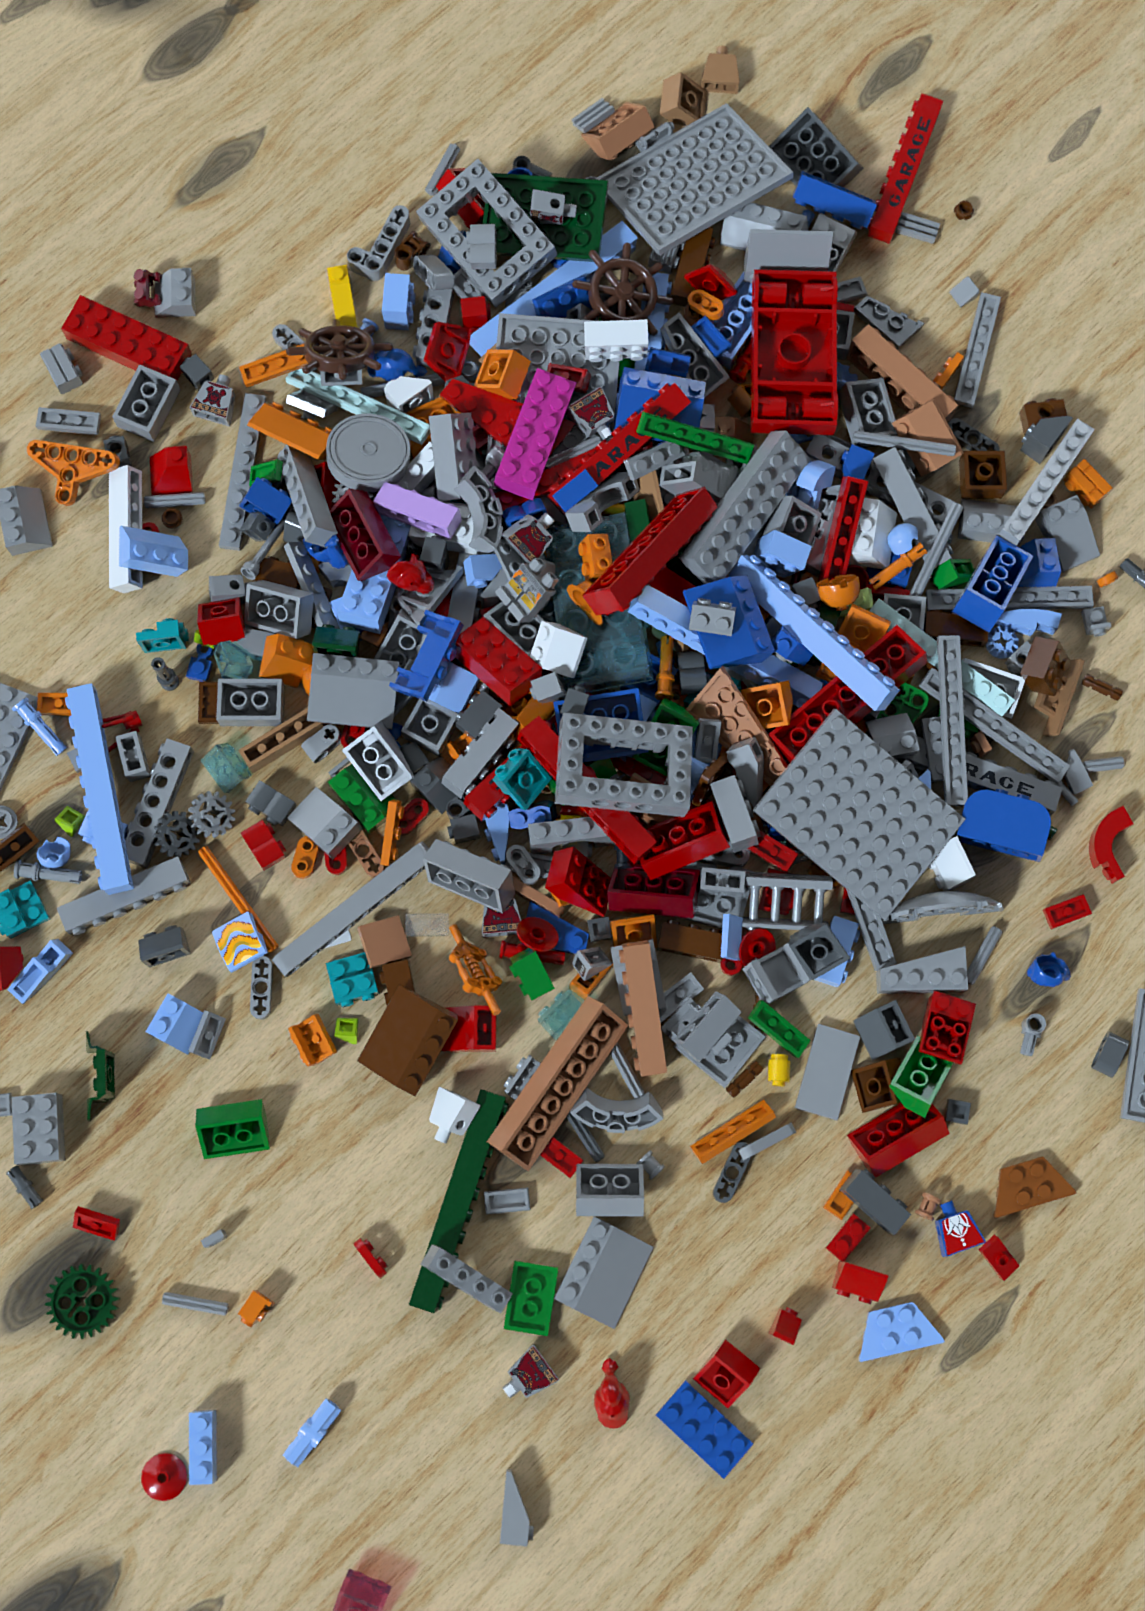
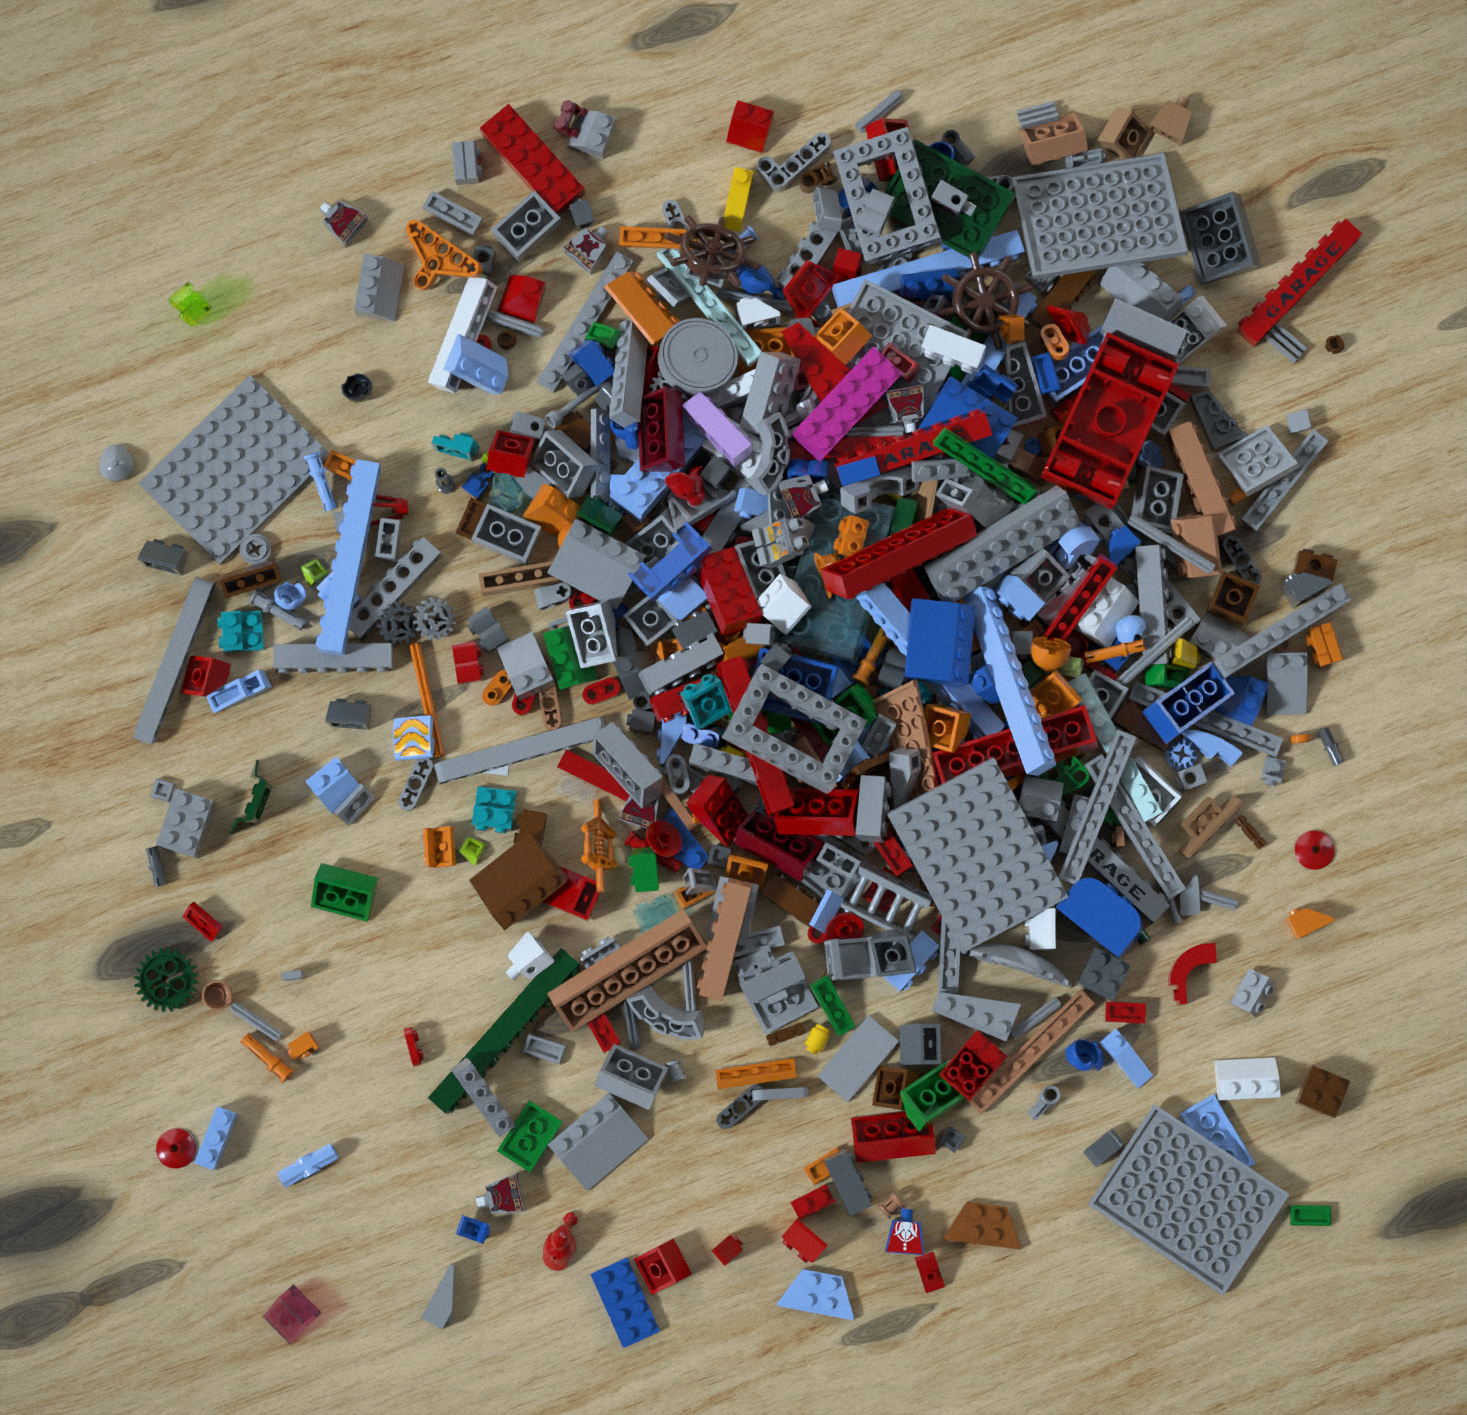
camera: 30 degrees right, 5 degrees up
(40, 622) = (357, 388): none -> black hair
(142, 1293) = (217, 995): none -> nougat hair
(225, 766) = (463, 581): clear light blue bracket -> none
(231, 1340) = (273, 1063): none -> orange pin
(325, 229) = (750, 126): none -> red slope
(384, 941) = (534, 789): nougat tile -> none
(392, 832) = (579, 699): orange plate -> none
(398, 301) = (784, 223): light blue brick -> none
(437, 902) = (592, 774): none -> red tile
(514, 1423) = (473, 1229): none -> blue bracket
(661, 306) = (1012, 328): none -> orange brick
(712, 617) = (925, 633): light grey bracket -> none
(727, 411) = (1033, 446): none -> blue plate
(834, 199) = (1216, 289): blue brick -> none
(945, 339) = (1257, 460): none -> light grey plate
(963, 543) = (1185, 654): none -> yellow slope
(995, 988) = (1031, 1051): none -> nougat plate
(1029, 883) = (1103, 974): none -> dark grey brick
(1045, 666) = (1202, 794): reddish brown brick -> none
(1088, 955) = (1126, 1058): none -> light blue slope

